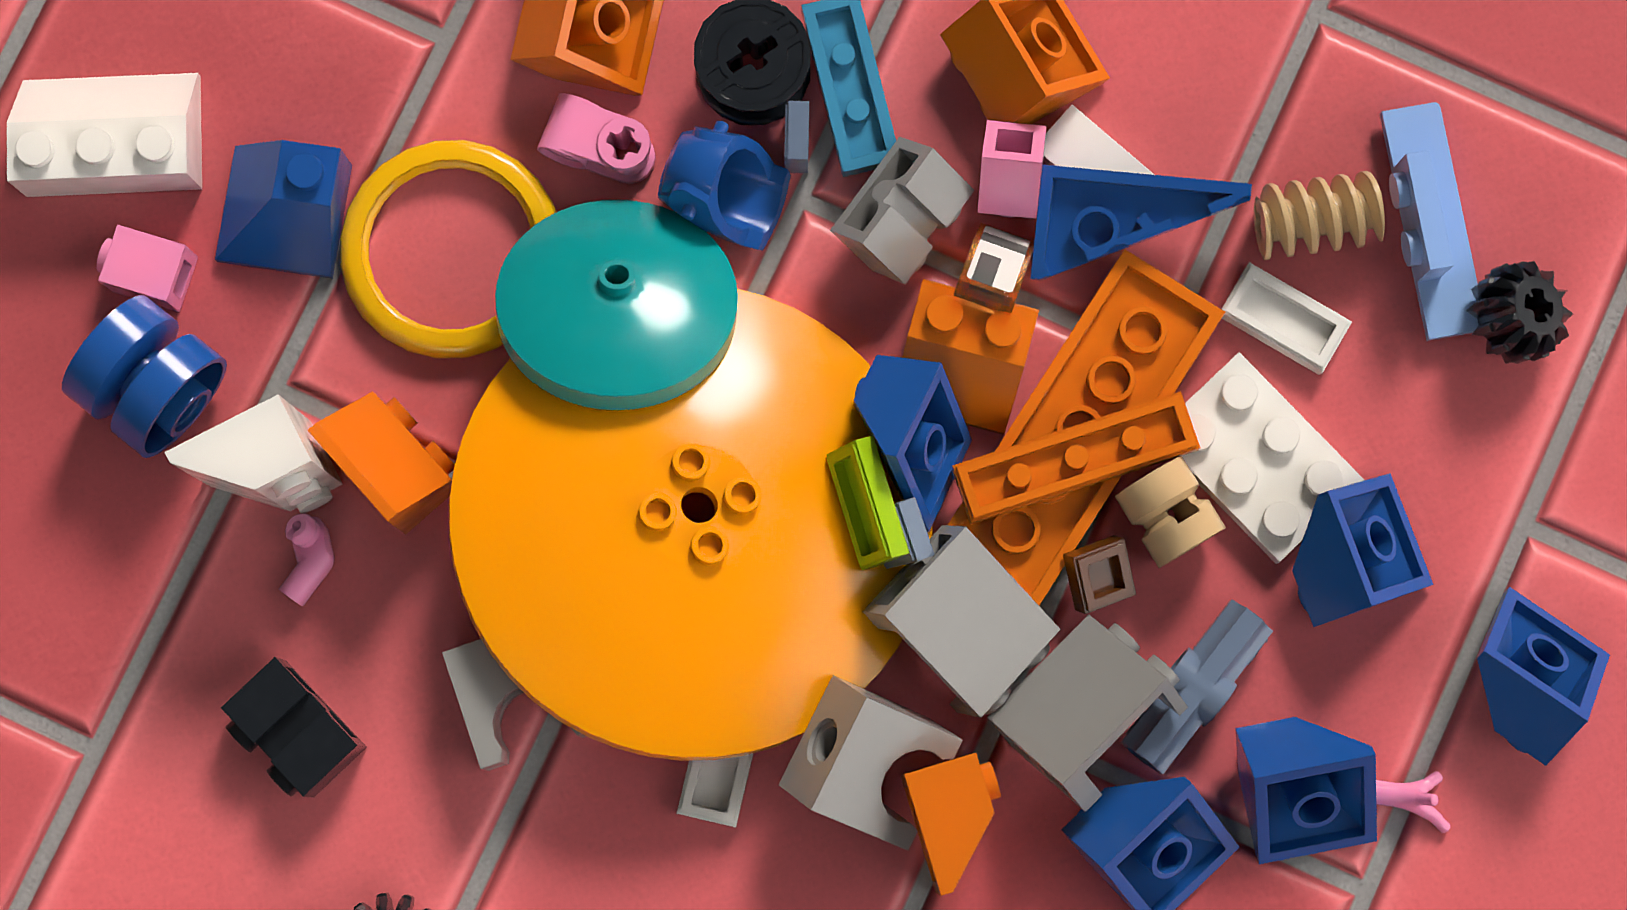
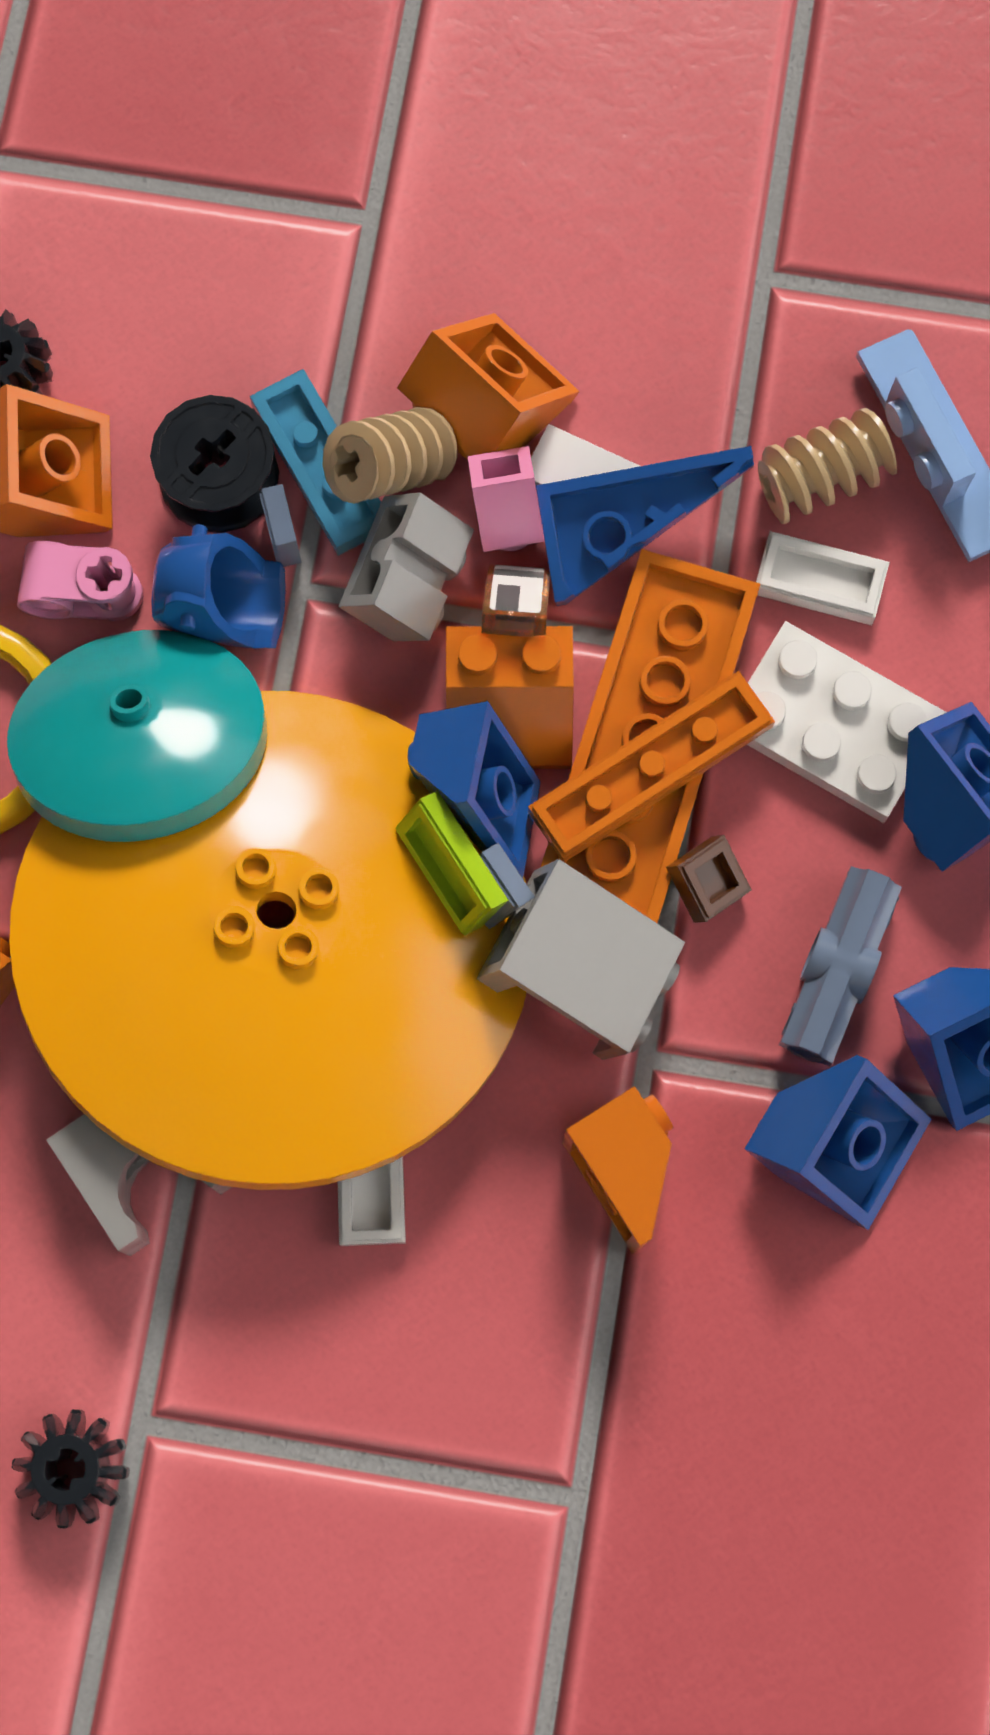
camera: 15 degrees left, 5 degrees down
(849, 751) = (502, 1125): light grey piece -> none
(914, 99) = (388, 454): none -> tan piece
(1082, 704) = (729, 1012): light grey panel -> none
(1166, 489) = (762, 795): tan wheel -> none

